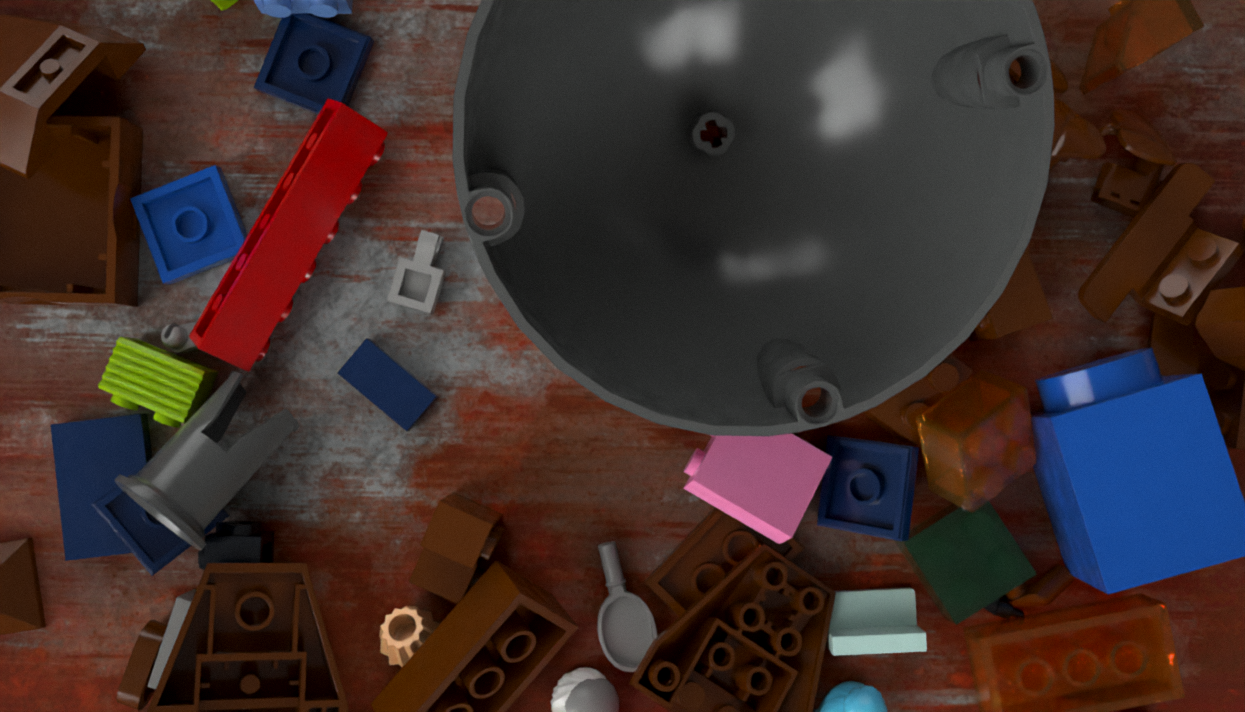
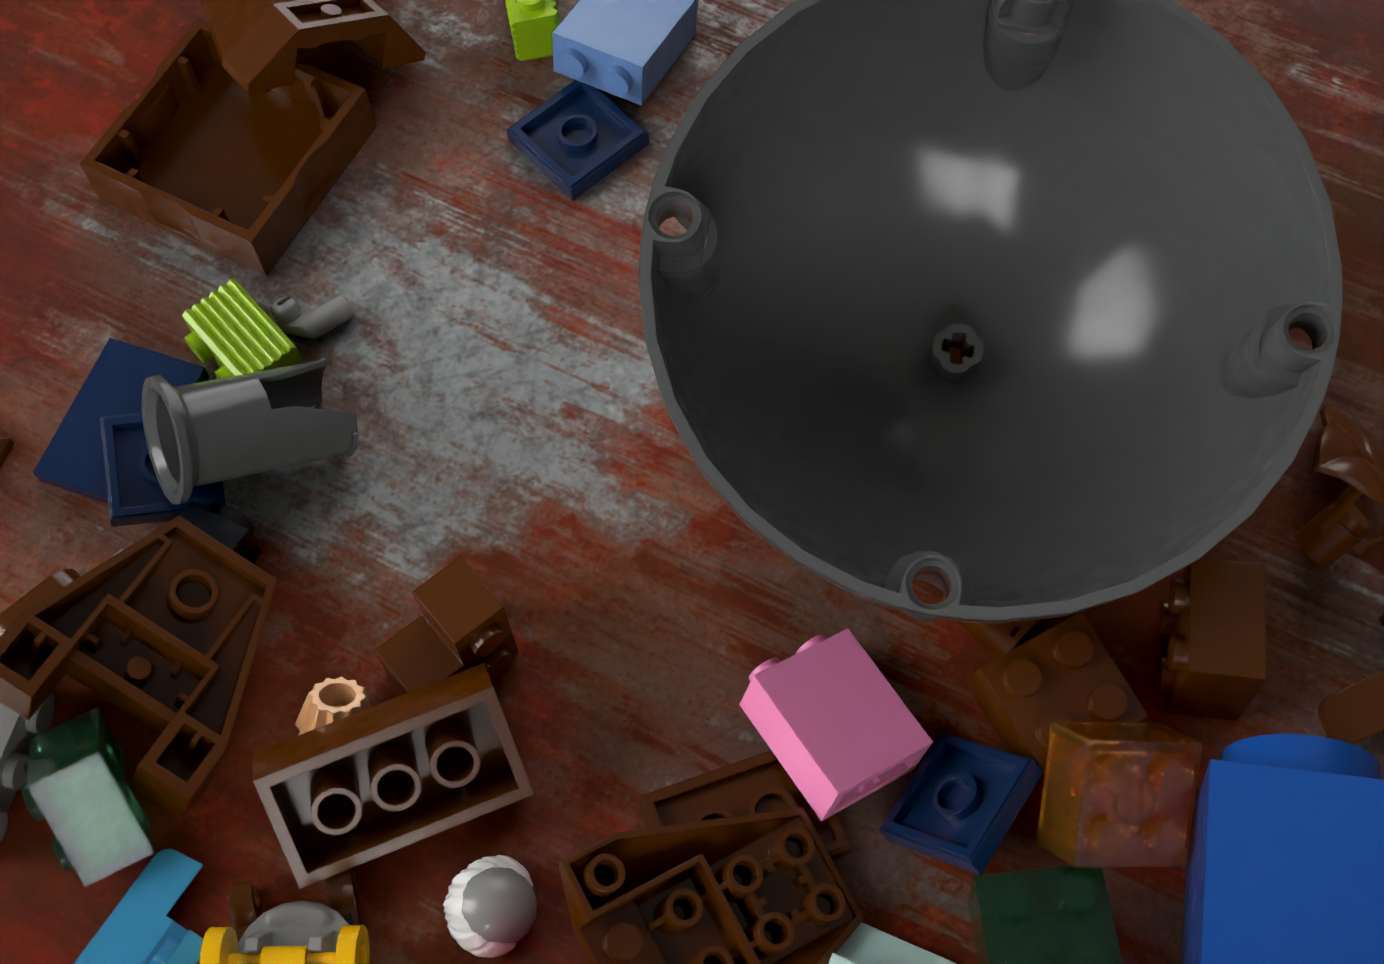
camera: 25 degrees right, 25 degrees down
(190, 224) = (369, 221): blue plate -> none
(289, 236) = (459, 263): red brick -> none
(387, 384) = (473, 456): dark blue tile -> none
(417, 280) = (567, 366): light grey plate -> none
(624, 619) = (593, 812): light grey piece -> none

